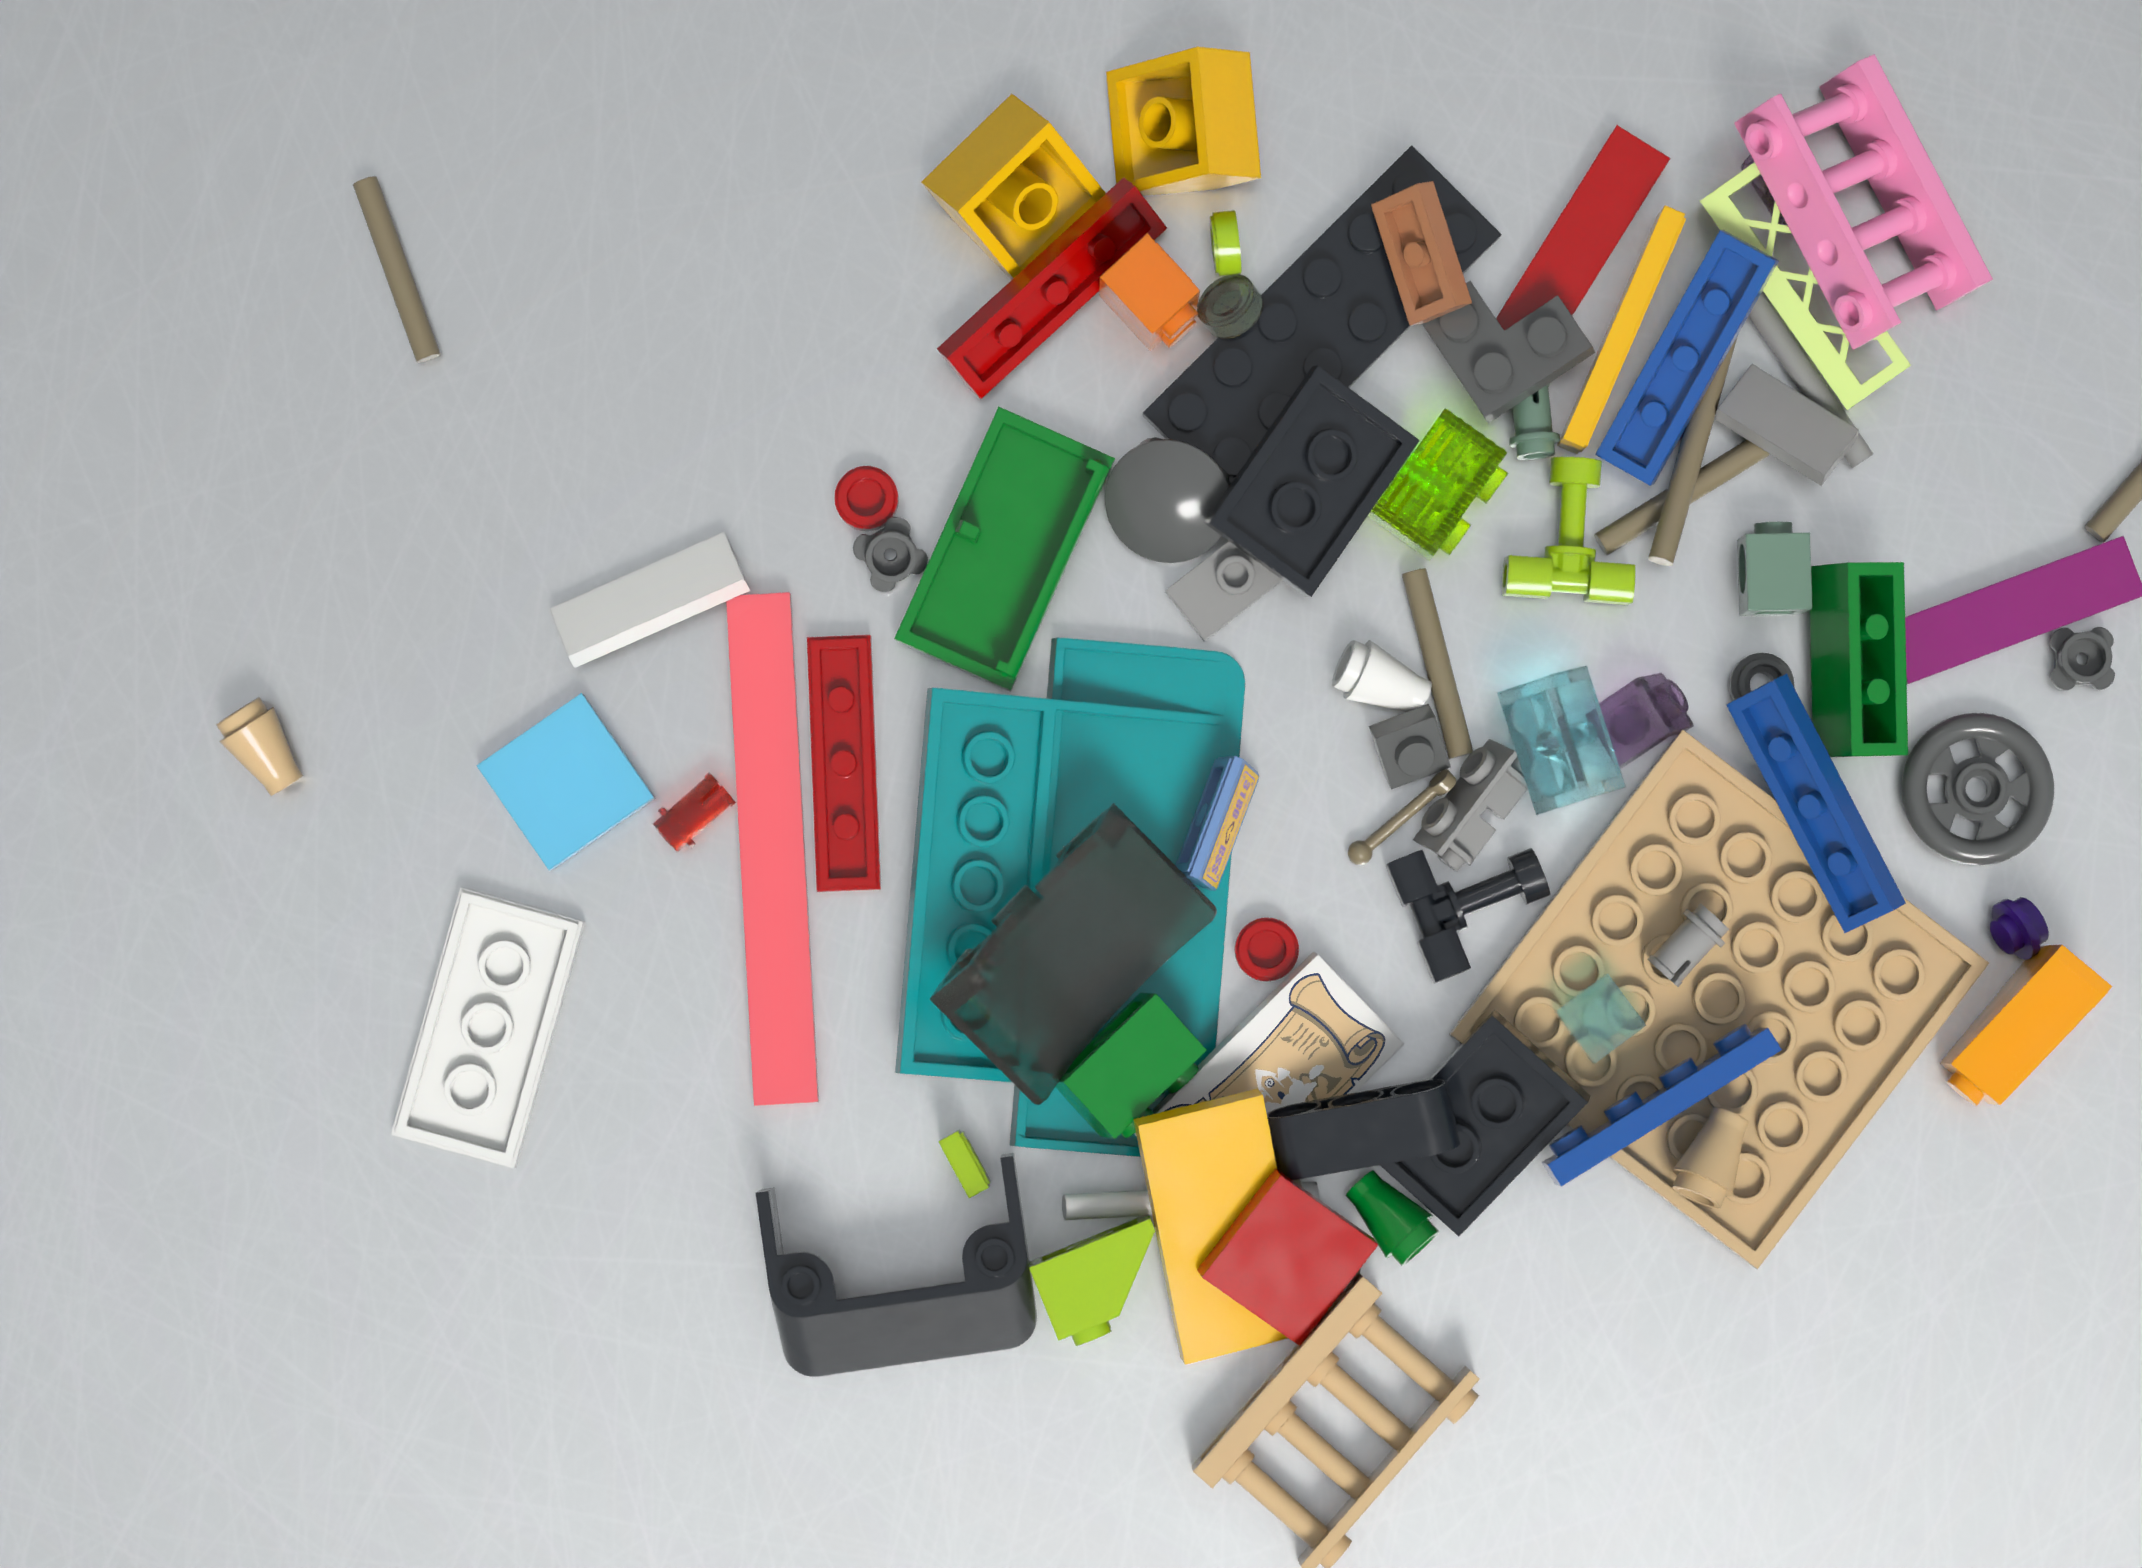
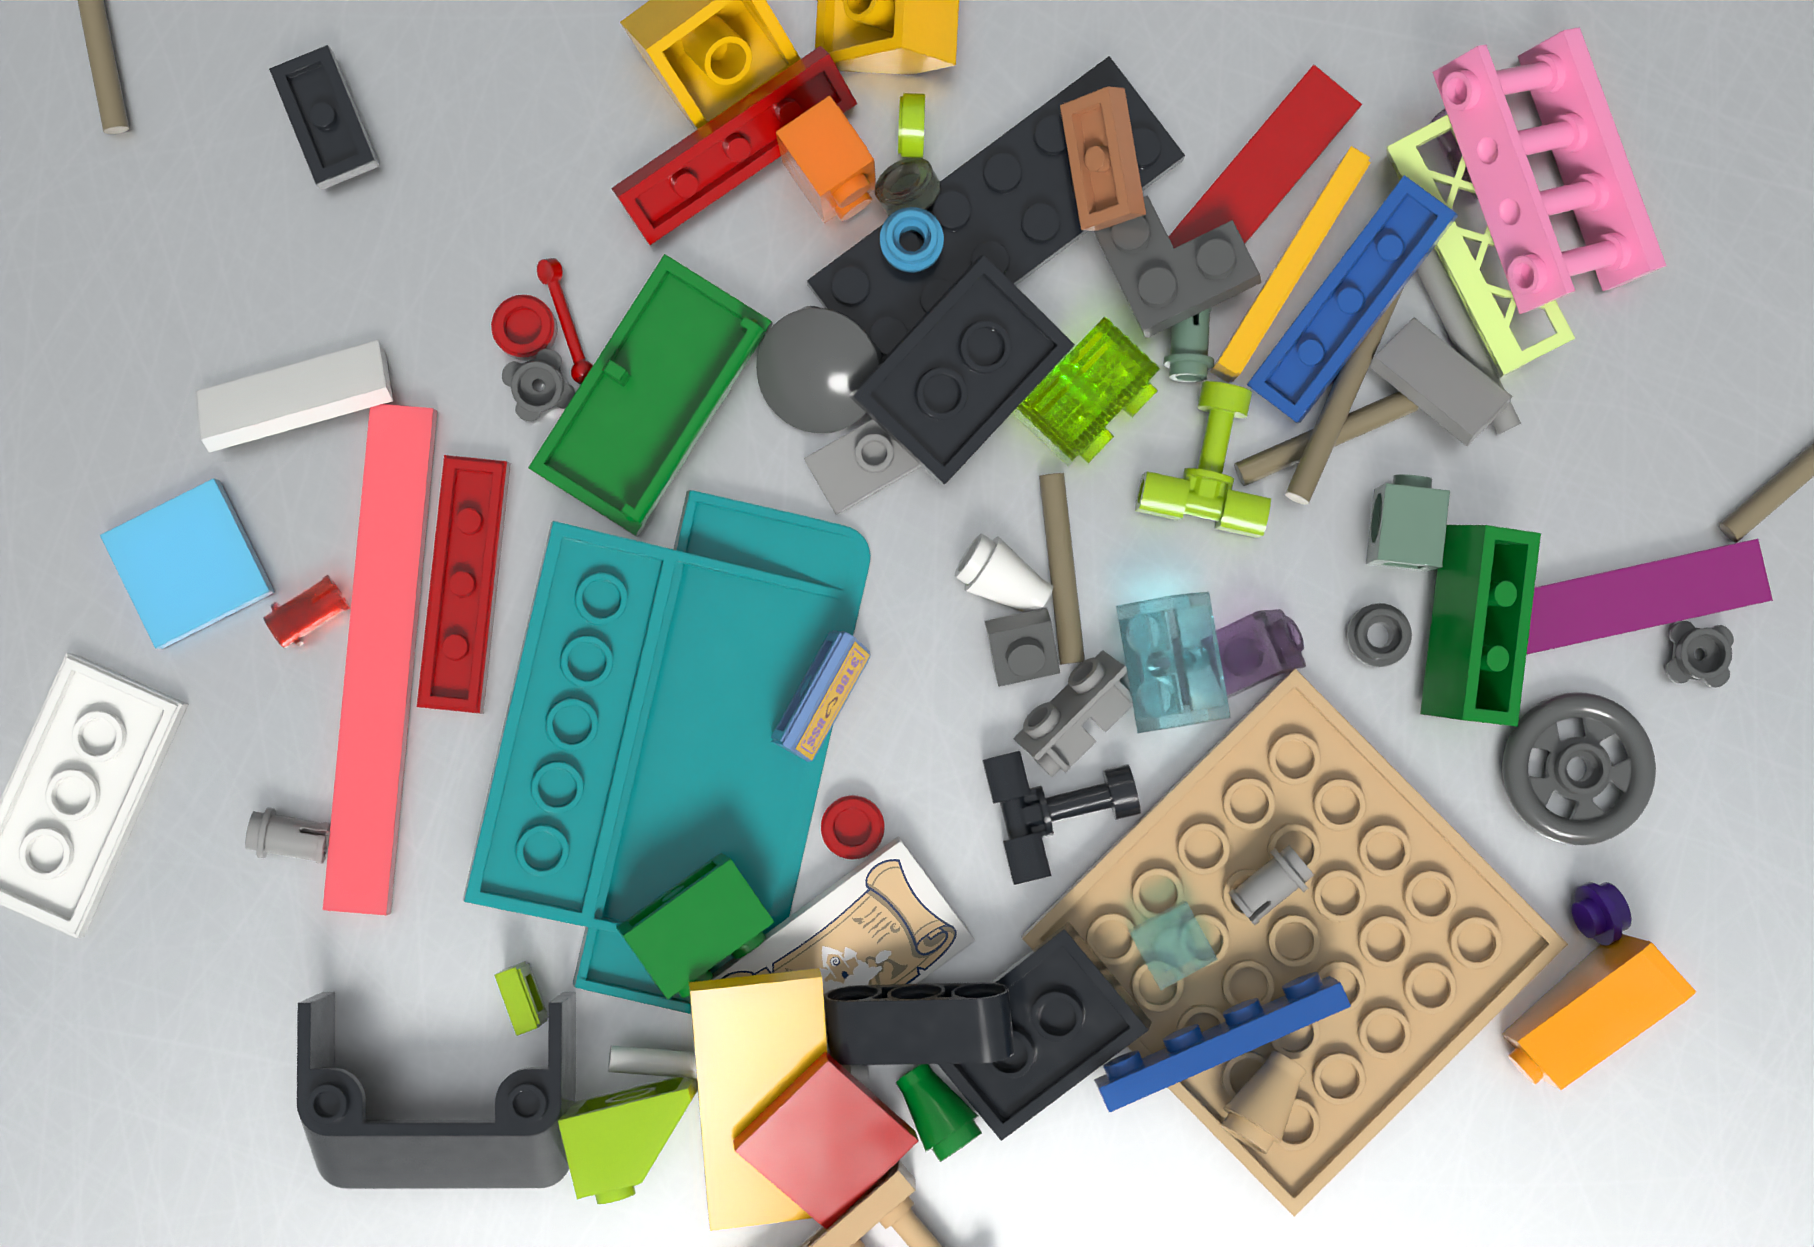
camera: 10 degrees right, 0 degrees up
(637, 317) = (324, 117): none -> black plate
(708, 1038) = (287, 836): none -> light grey pin
(884, 440) = (550, 273): none -> red hinge
(1072, 952) = (650, 807): clear smoke panel -> none
(1249, 339) = (906, 220): none -> dark azure plate
(1361, 851) = (960, 743): dark tan hinge -> none
(1816, 803) = (1419, 762): blue plate -> none

